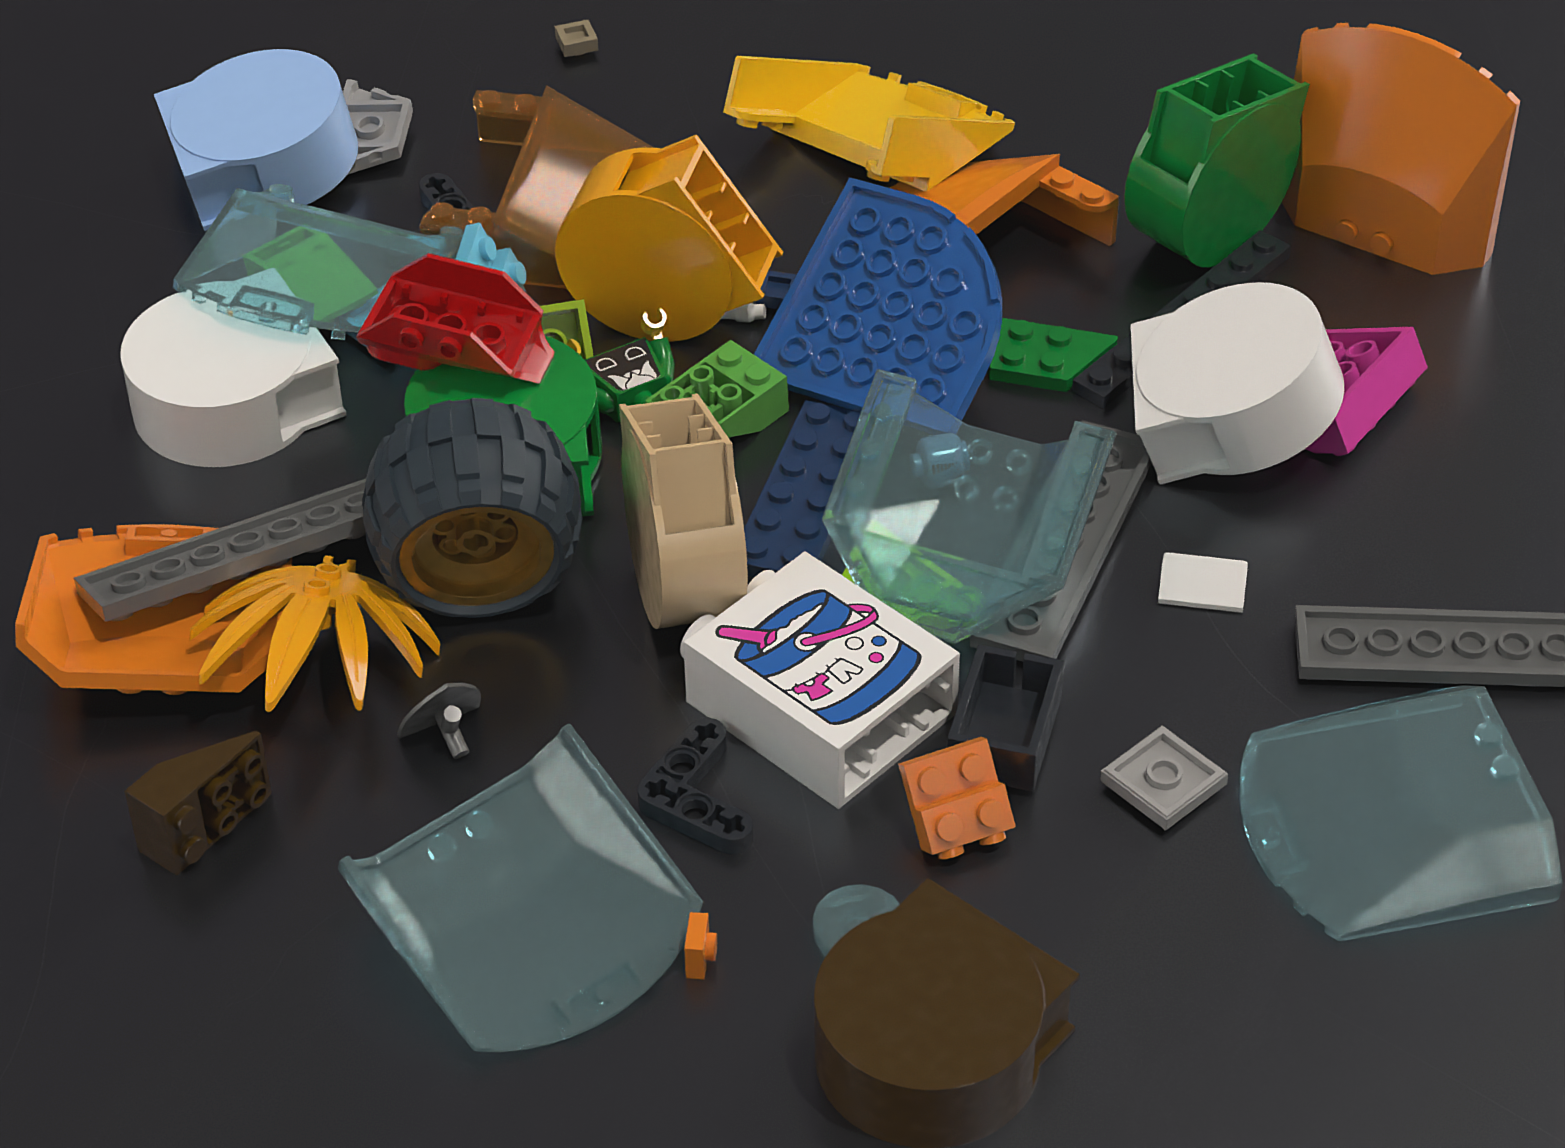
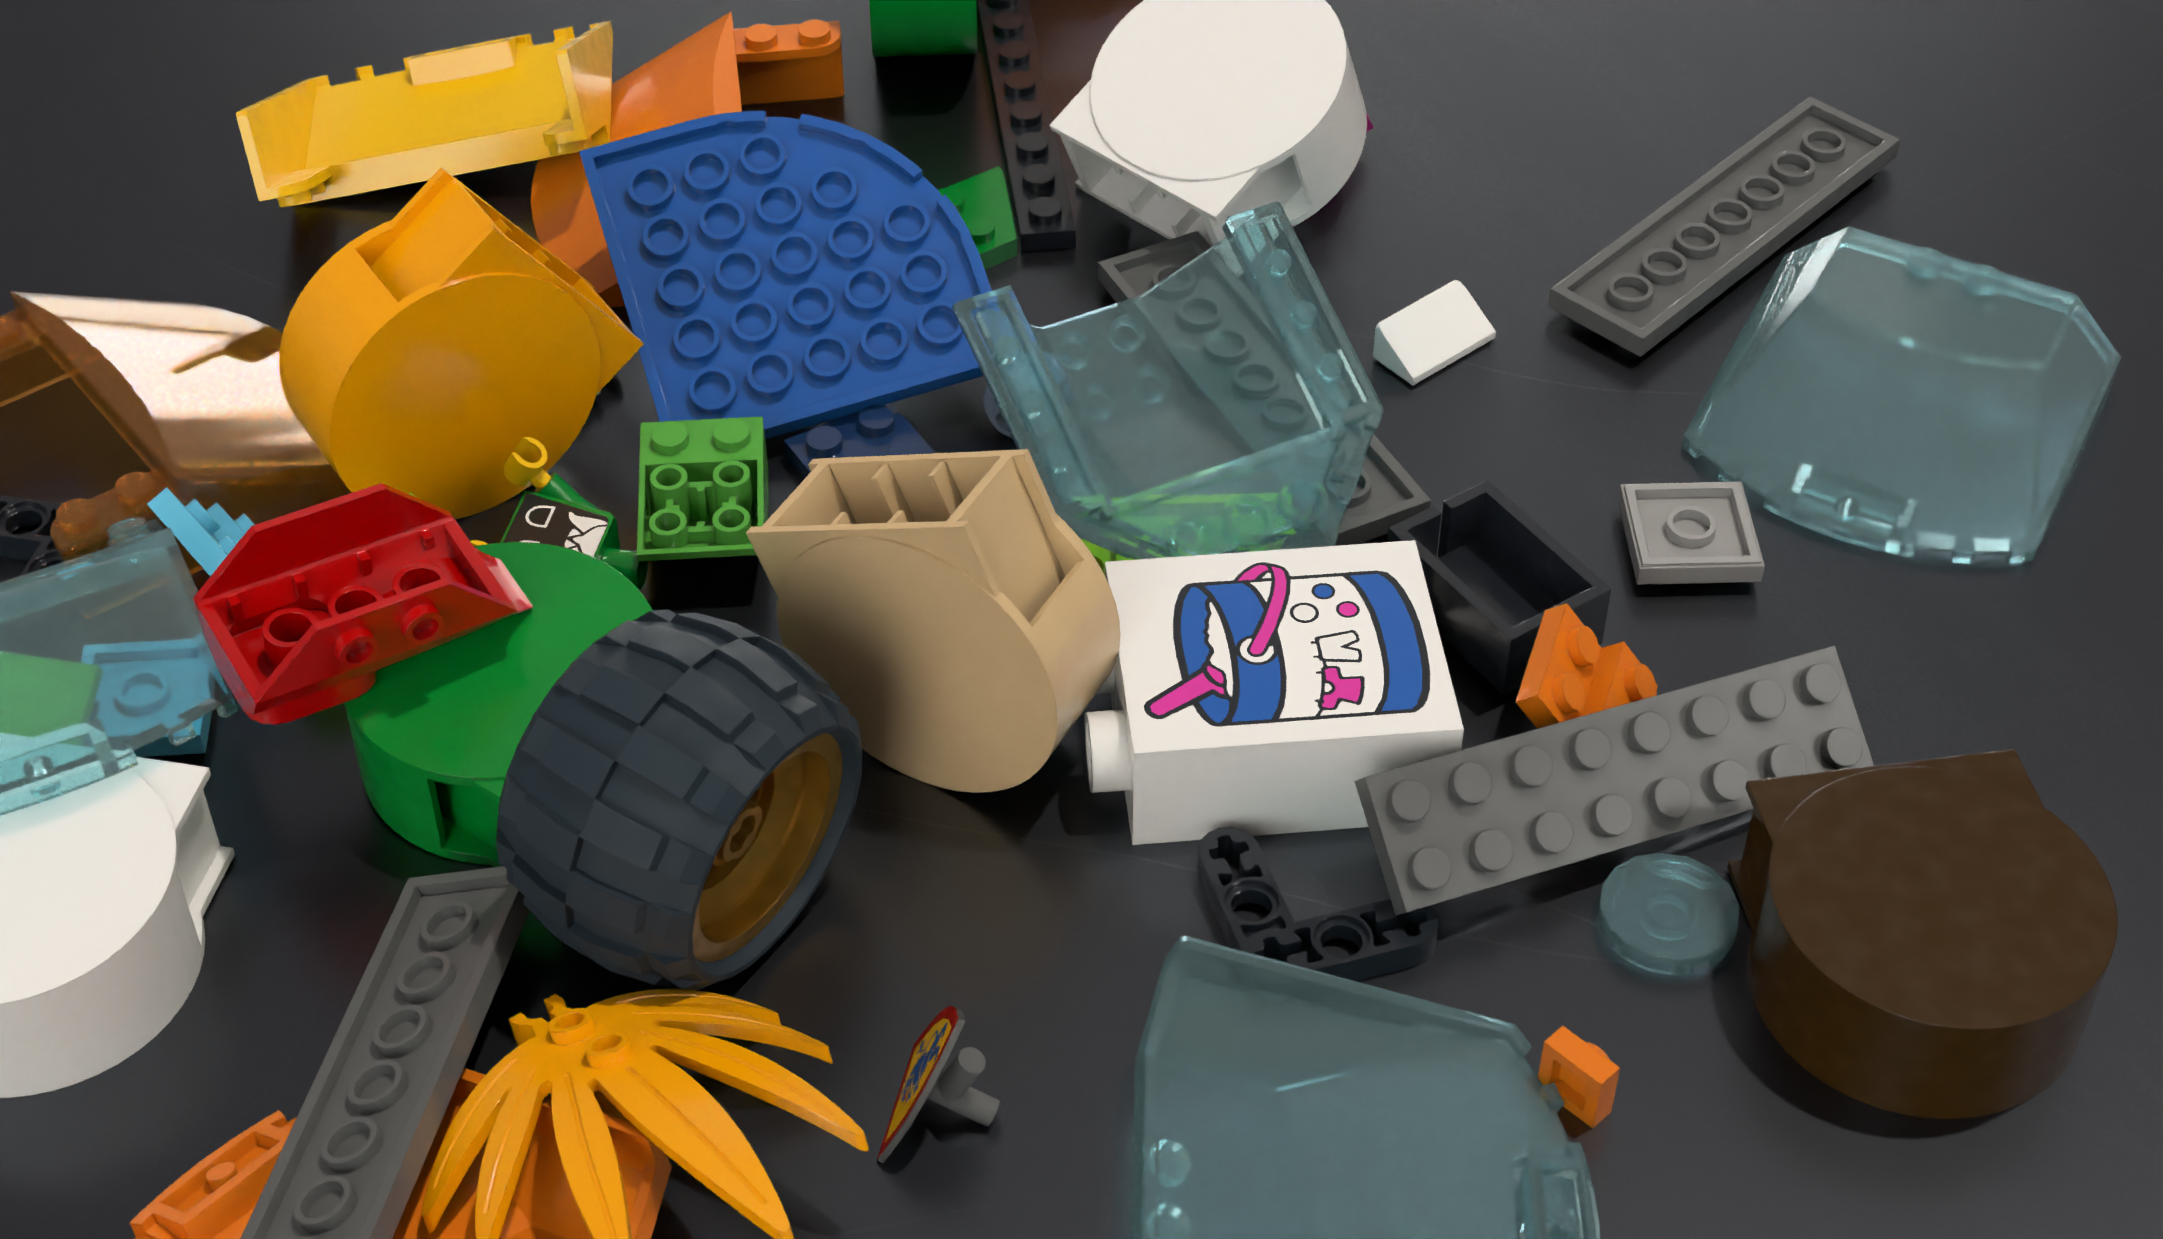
camera: 50 degrees left, 0 degrees up
(910, 840) = (1606, 778): none -> dark grey plate

